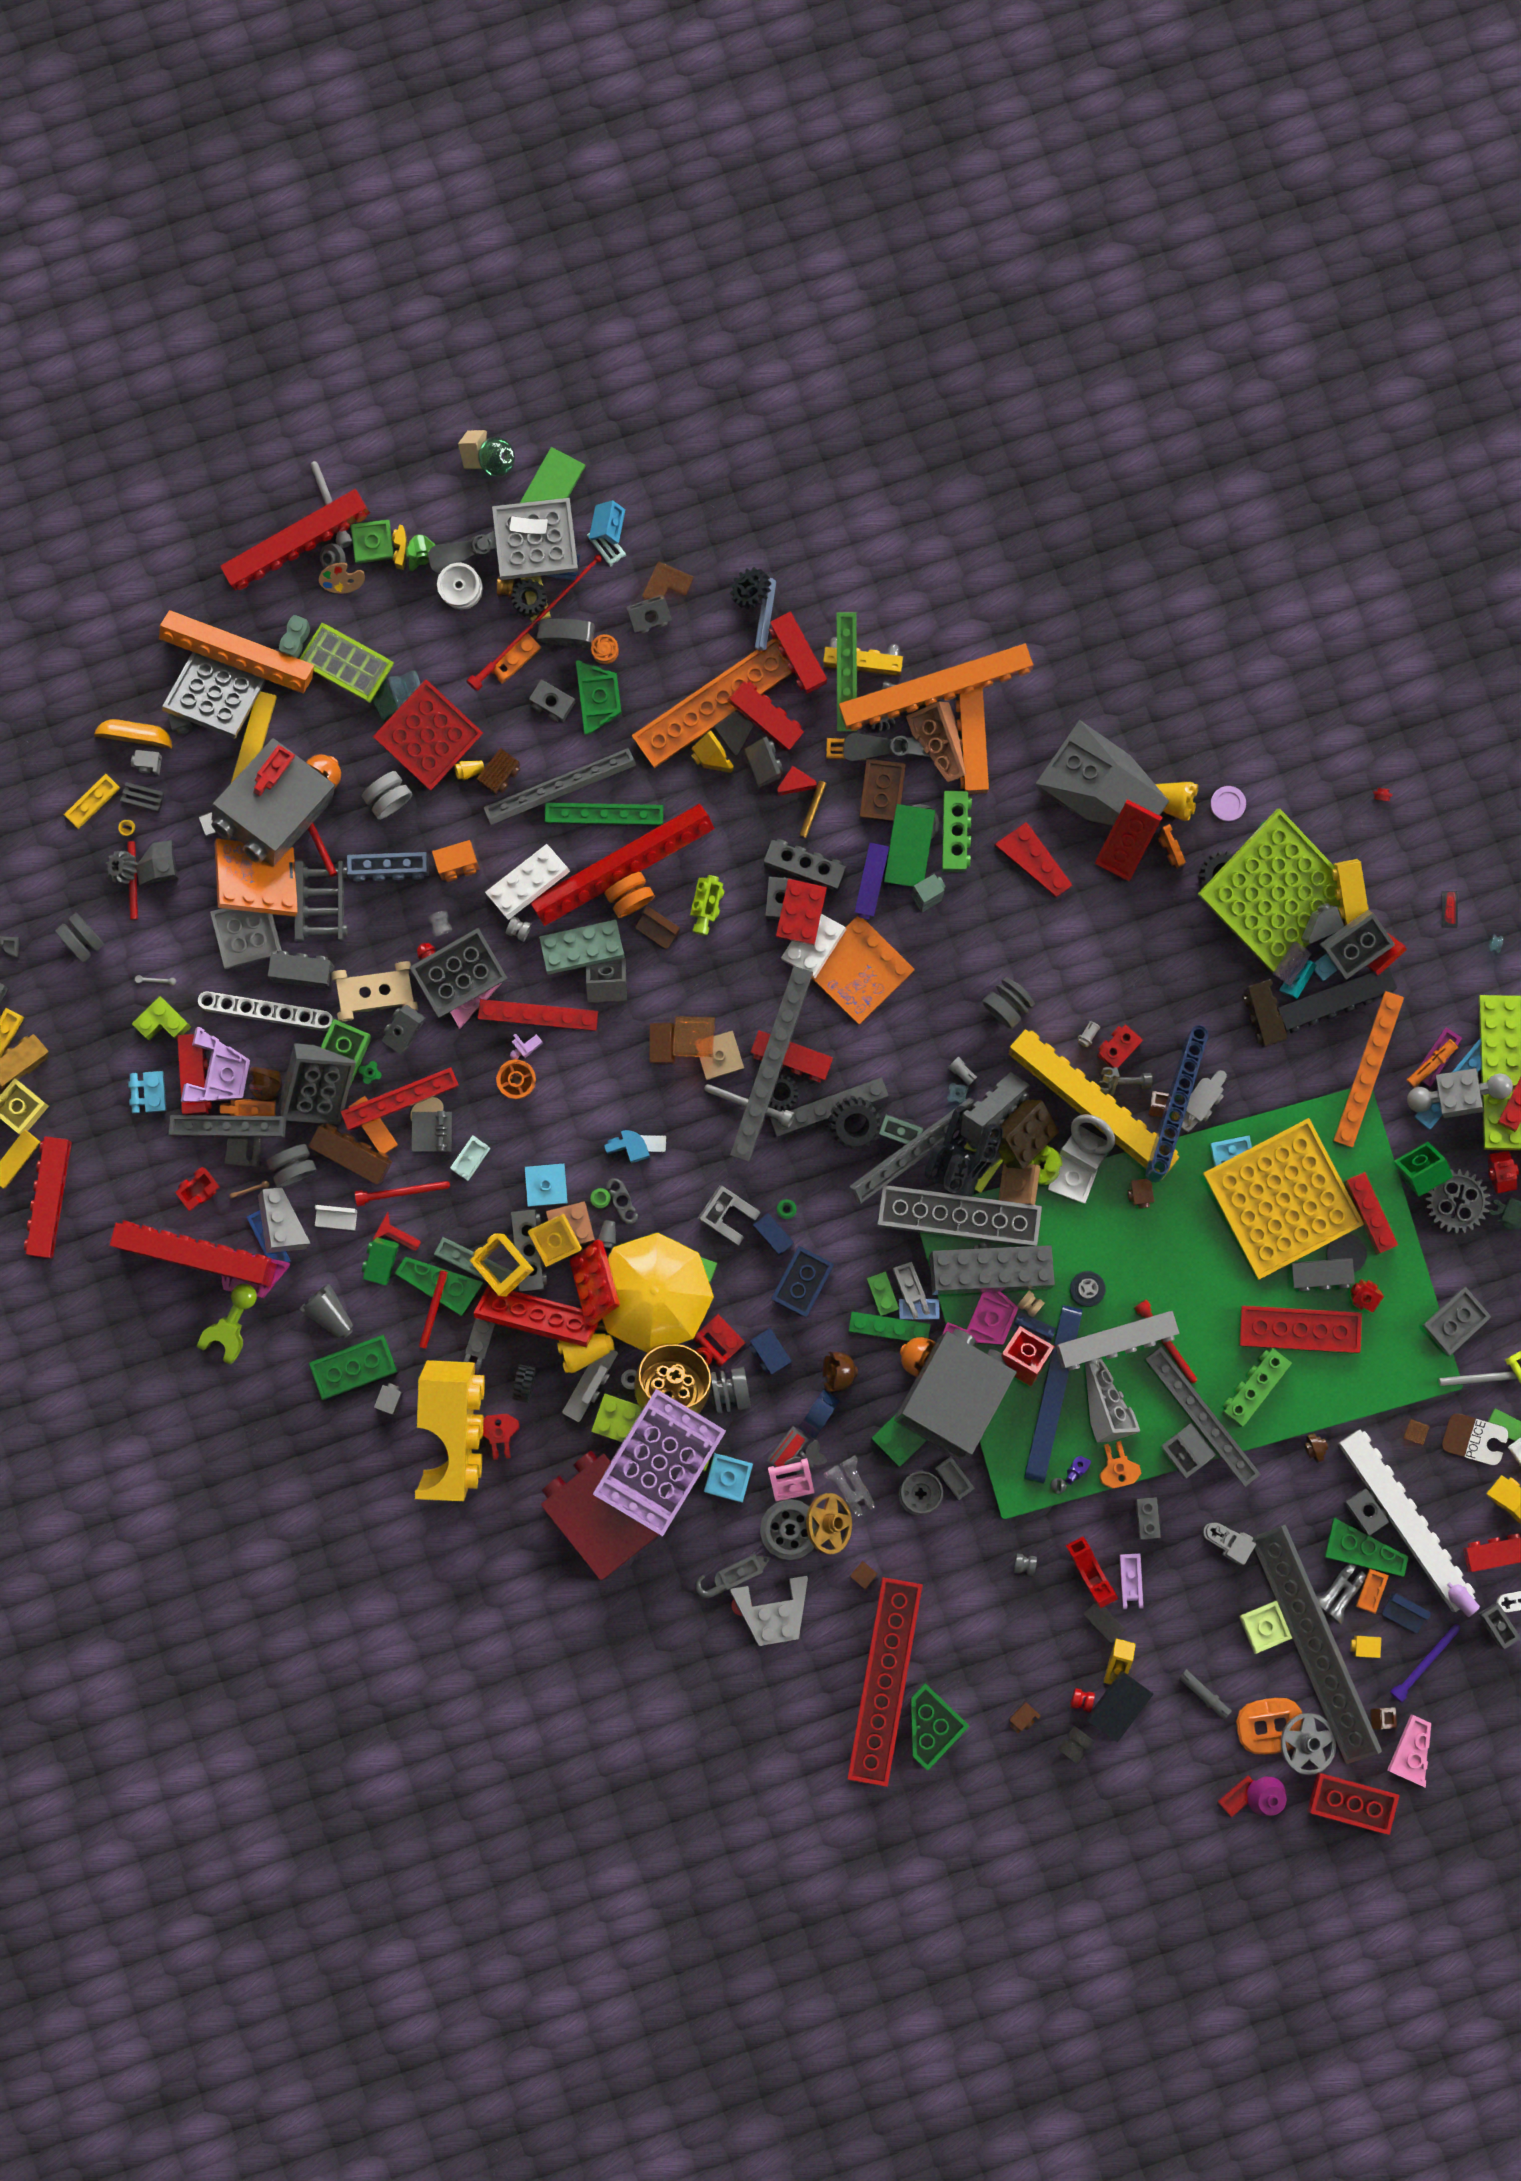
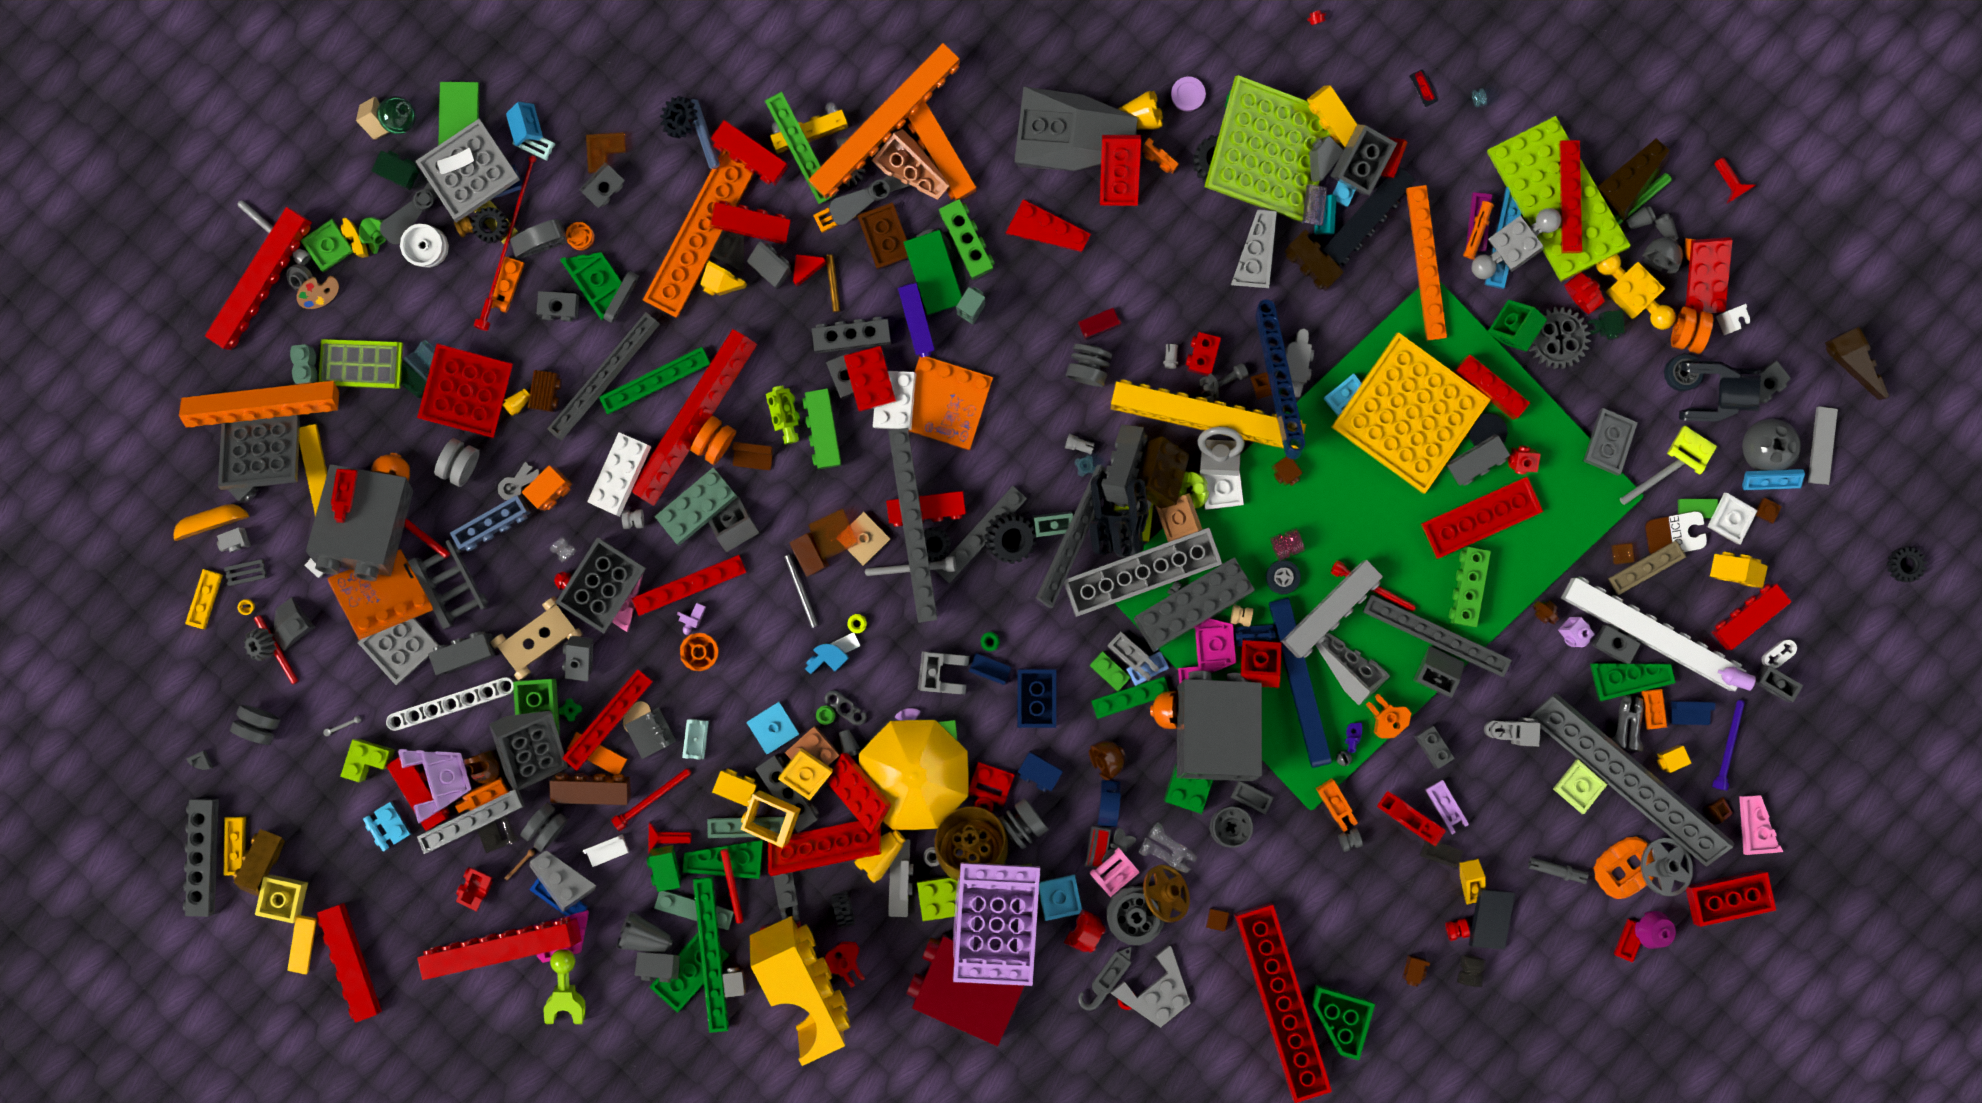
camera: 25 degrees left, 5 degrees up
(327, 1347) = (657, 966): none -> dark grey brick
(381, 1362) = (710, 954): none -> green tile
(386, 1314) = (686, 907): none -> sand green plate
(424, 843) = (511, 487): none -> light grey piece
(470, 505) = (396, 170): none -> clear green brick
(482, 1220) = (734, 786): none -> yellow brick
(613, 723) = (621, 297): none -> dark grey beam
(637, 1073) = (801, 591): none -> flat silver bar
(668, 1125) = (851, 623): none -> neon yellow plate
(676, 1236) = (908, 714): none -> lavender tile
(734, 936) = (822, 428): none -> bright green brick
(735, 1523) = (1087, 932): none -> red cylinder
(1029, 1523) = (1336, 803): none -> orange hinge
(1038, 971) = (1099, 324): none -> dark red panel
(1107, 1260) = (1287, 544): none -> clear pink wheel
(1213, 985) = (1256, 258): none -> light grey wing
(1334, 1481) = (1576, 632): none -> lavender brick
(1432, 1456) = (1647, 567): none -> dark tan tile

